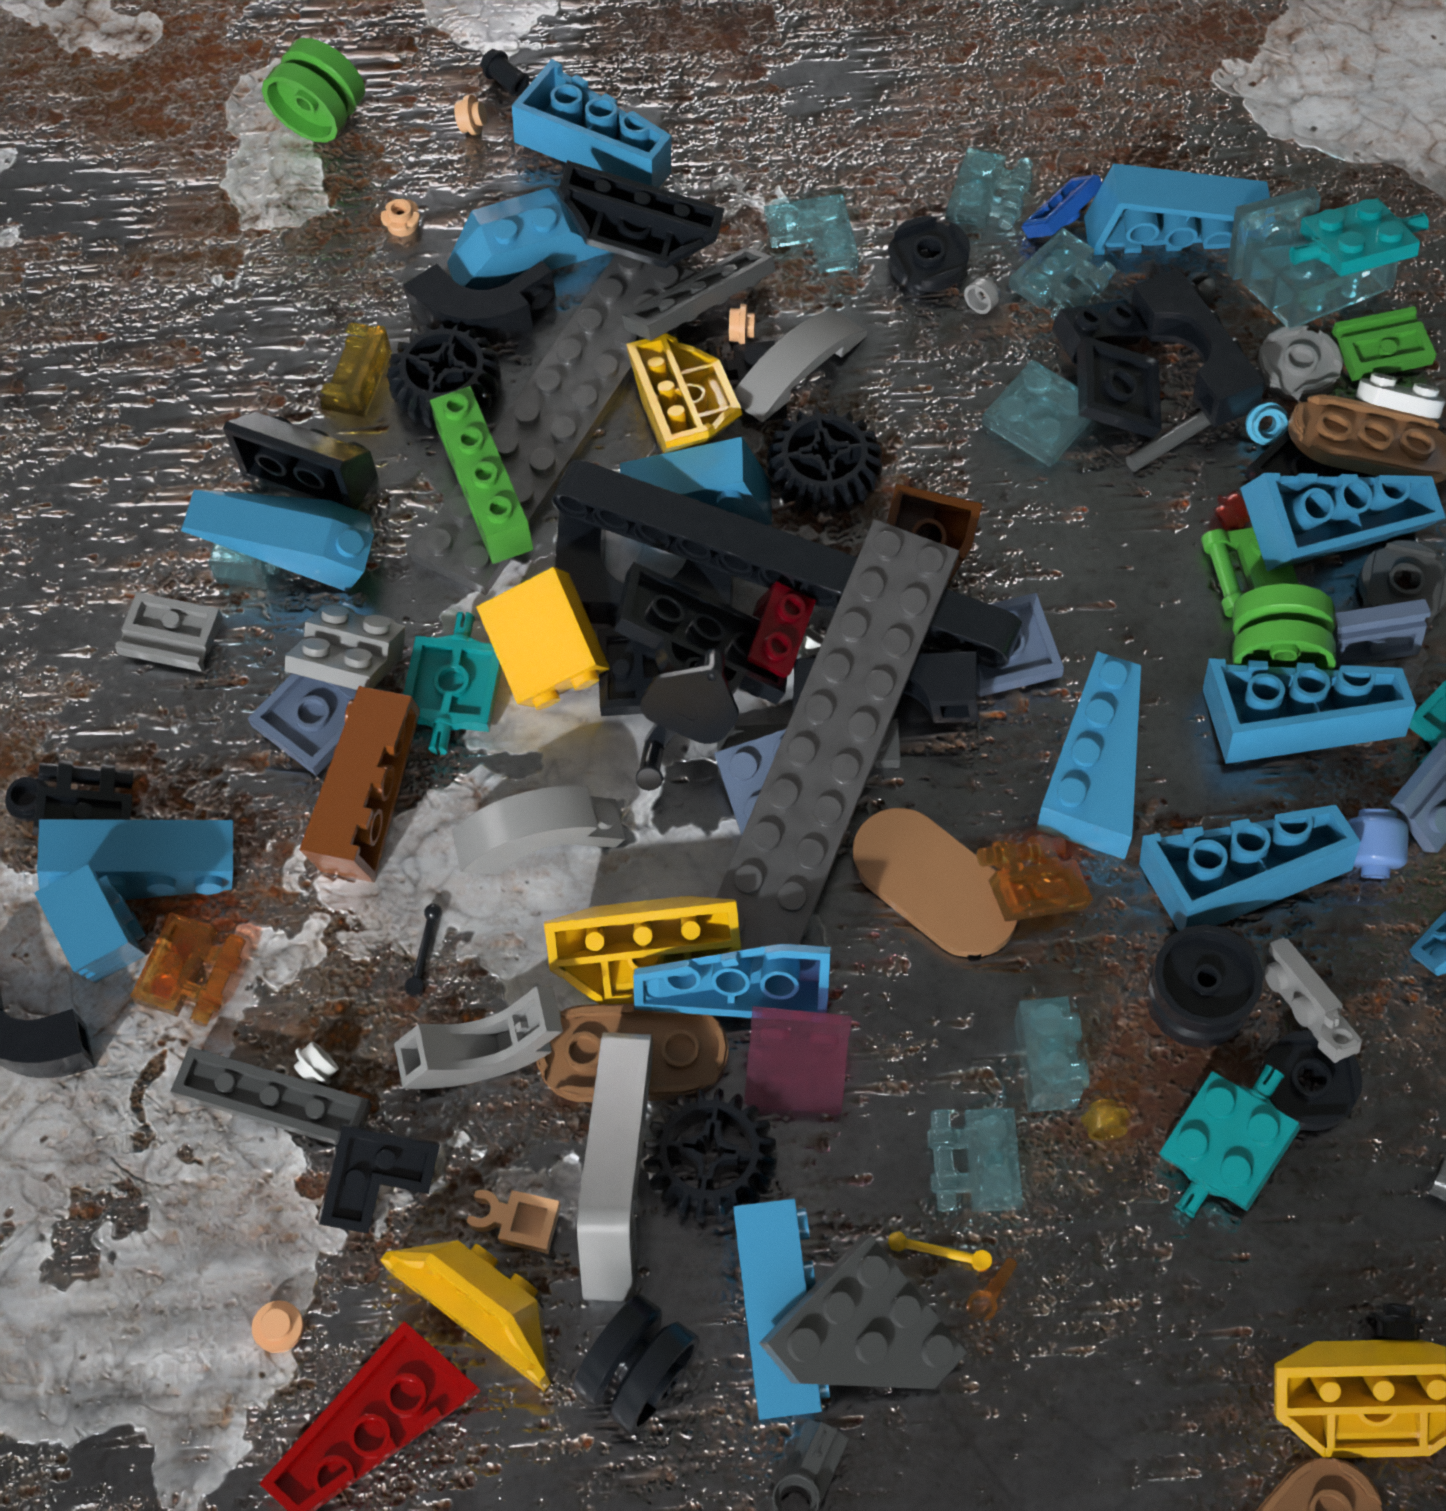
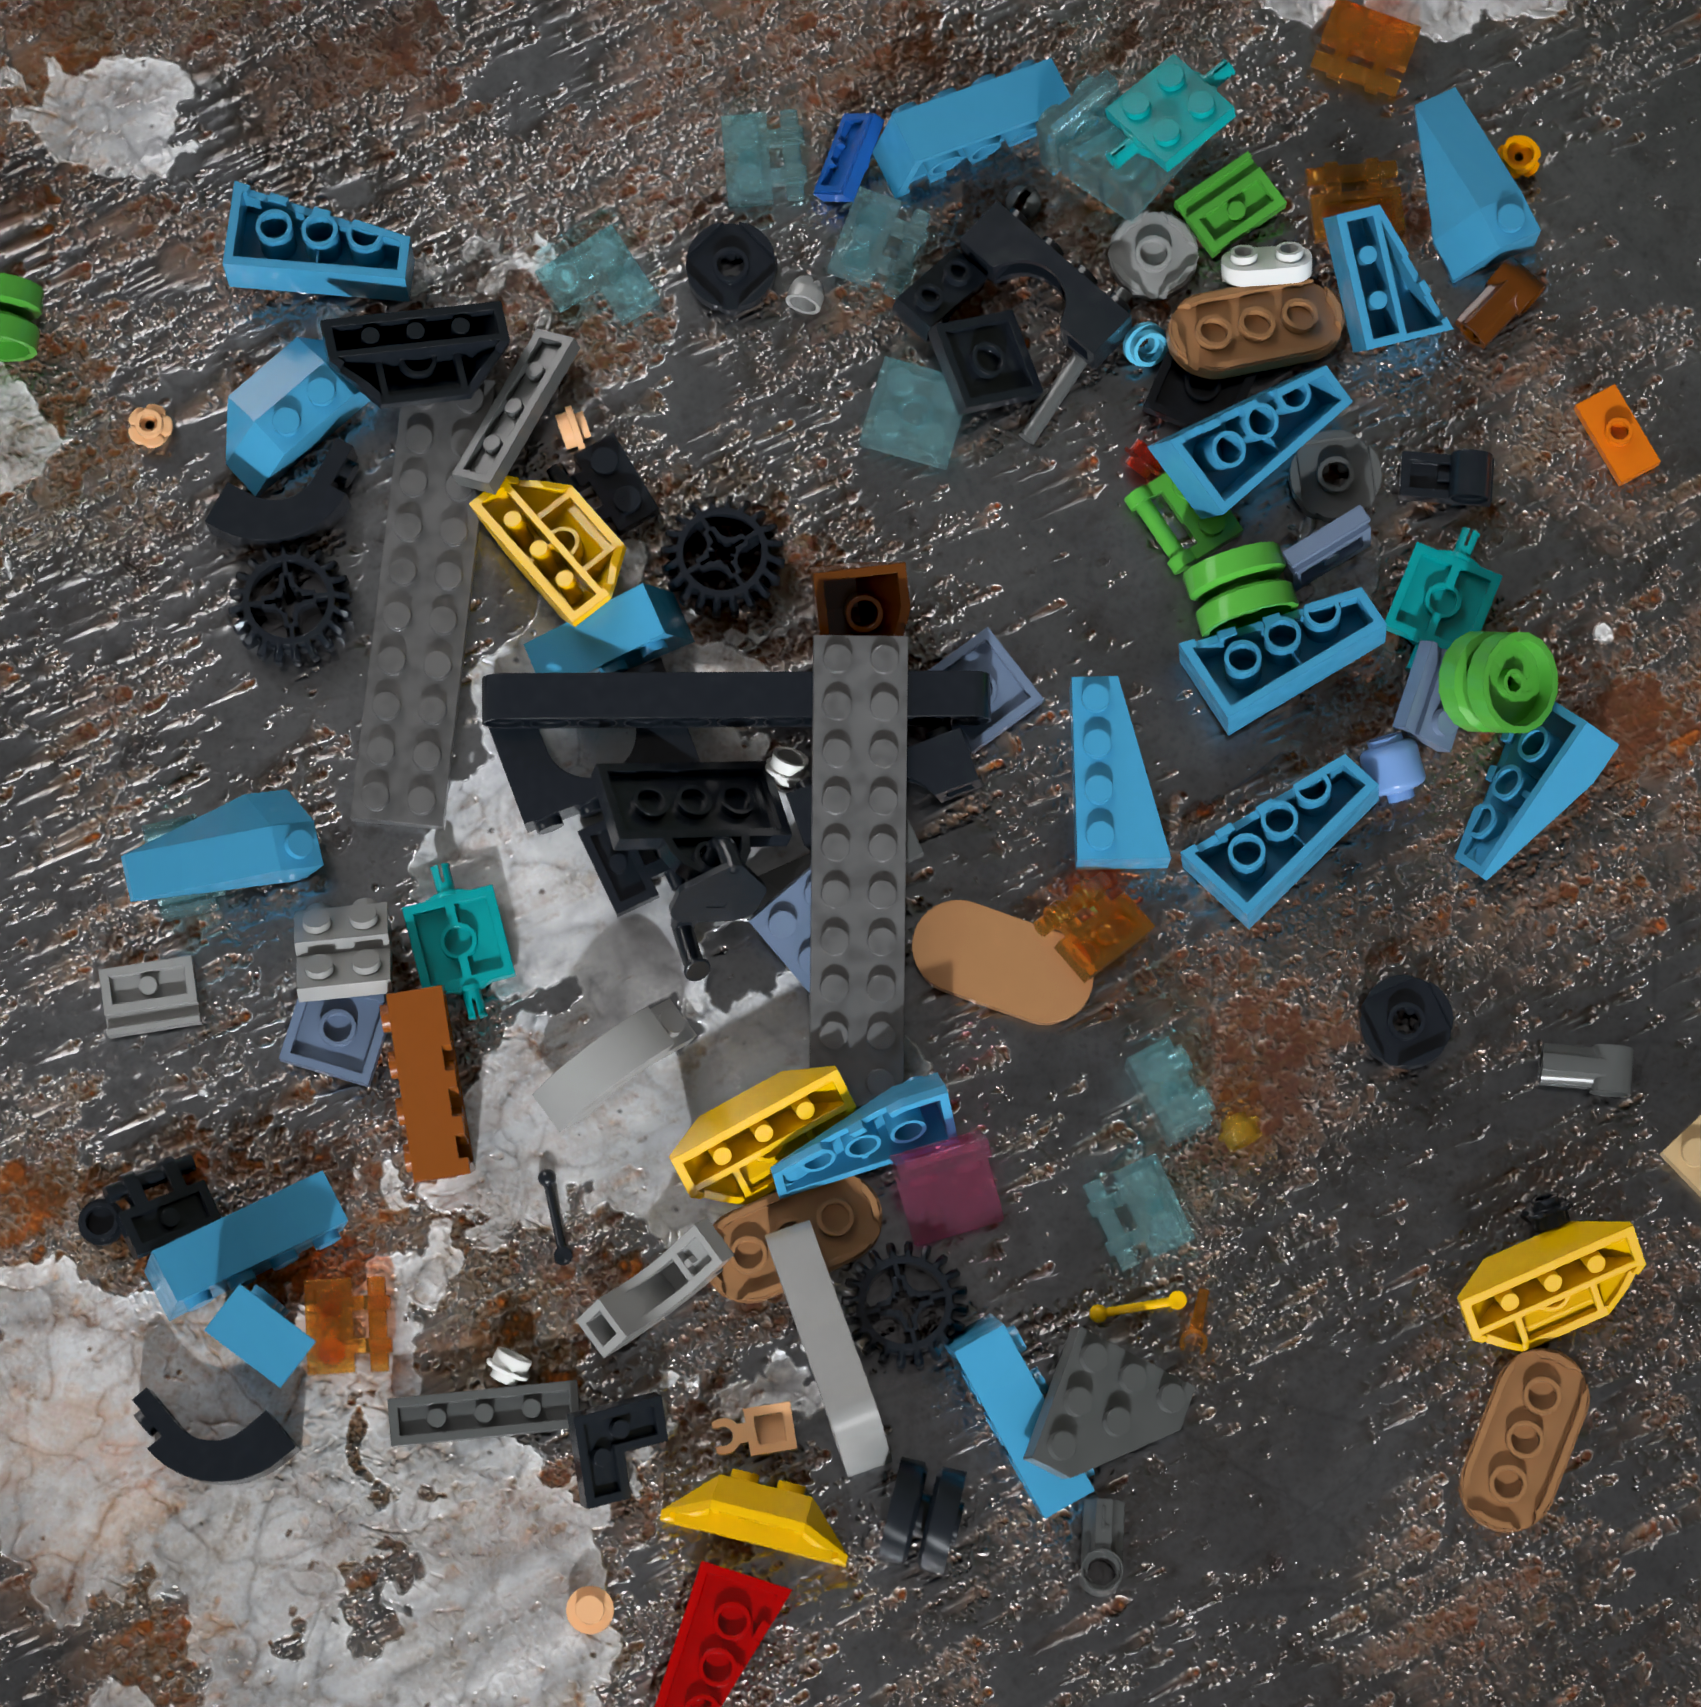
camera: 25 degrees left, 15 degrees up
(300, 459) = (194, 758): black slope -> none
(357, 371) = (194, 632): clear yellow hinge -> none
(470, 115) = (167, 272): light nougat plate -> none
(481, 475) = (392, 714): bright green brick -> none
(498, 67) = (177, 200): black pin -> none
(543, 639) = (536, 869): yellow brick -> none
(781, 628) = (761, 768): dark red bracket -> none
(793, 358) = (650, 453): light grey slope -> none
(1203, 986) = (1276, 1001): black wheel -> none
(1229, 1141) = (1354, 1108): teal plate -> none
(1310, 1000) = (1383, 952): light grey hinge -> none

